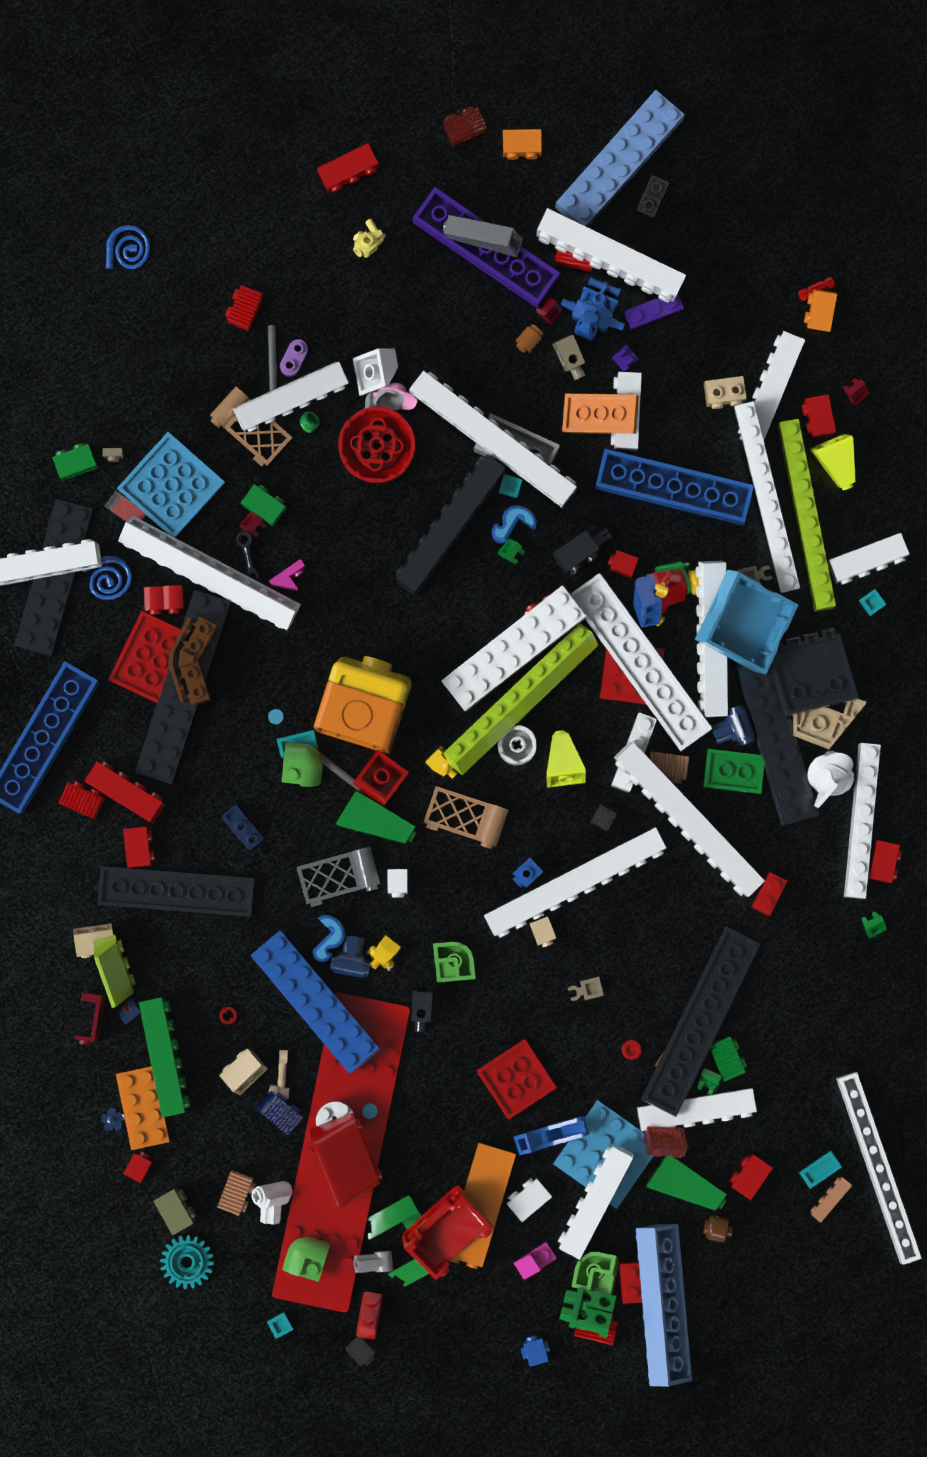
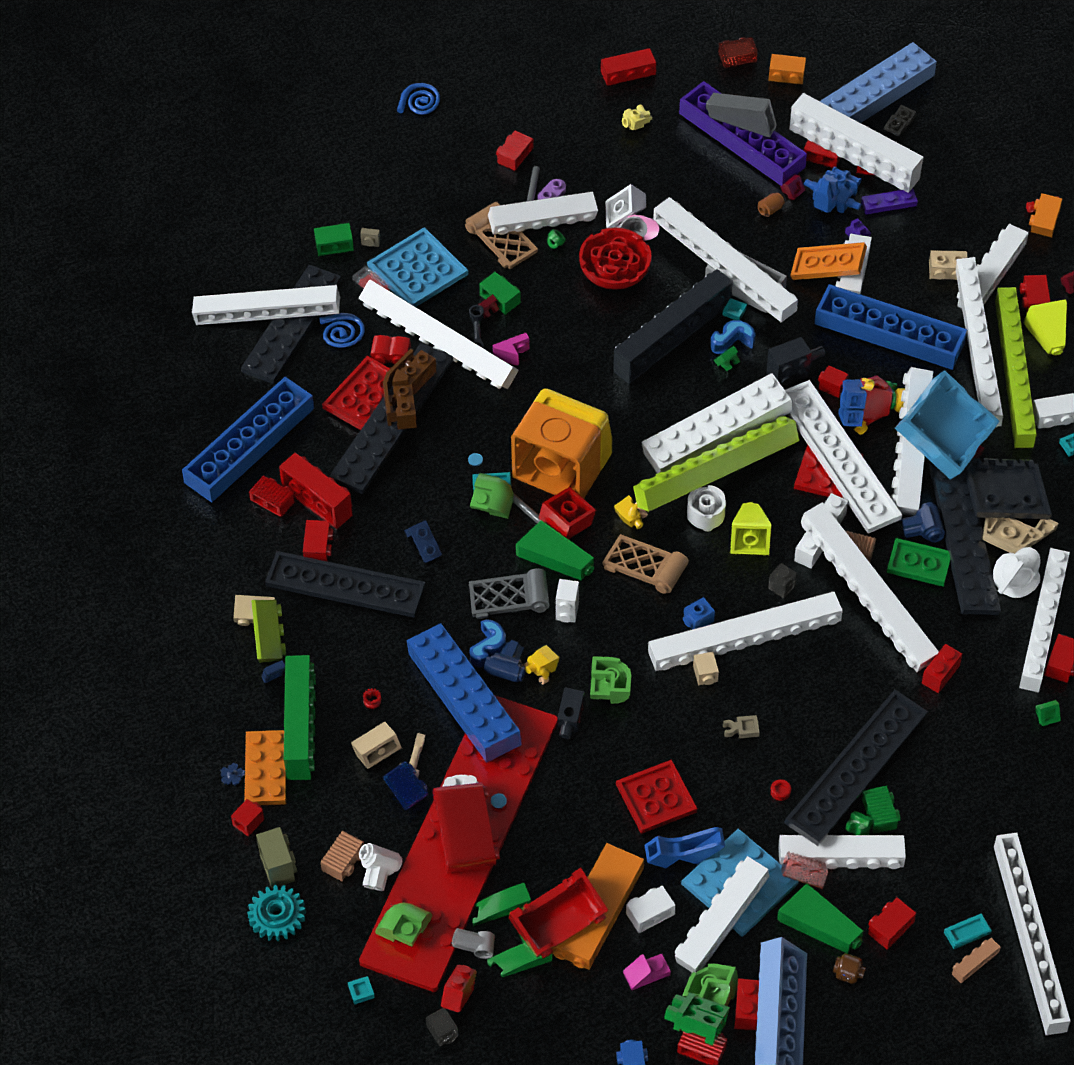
camera: 10 degrees right, 30 degrees down
(99, 1000) = (241, 659): dark red panel -> none
(564, 349) = (806, 216): dark tan torso -> none

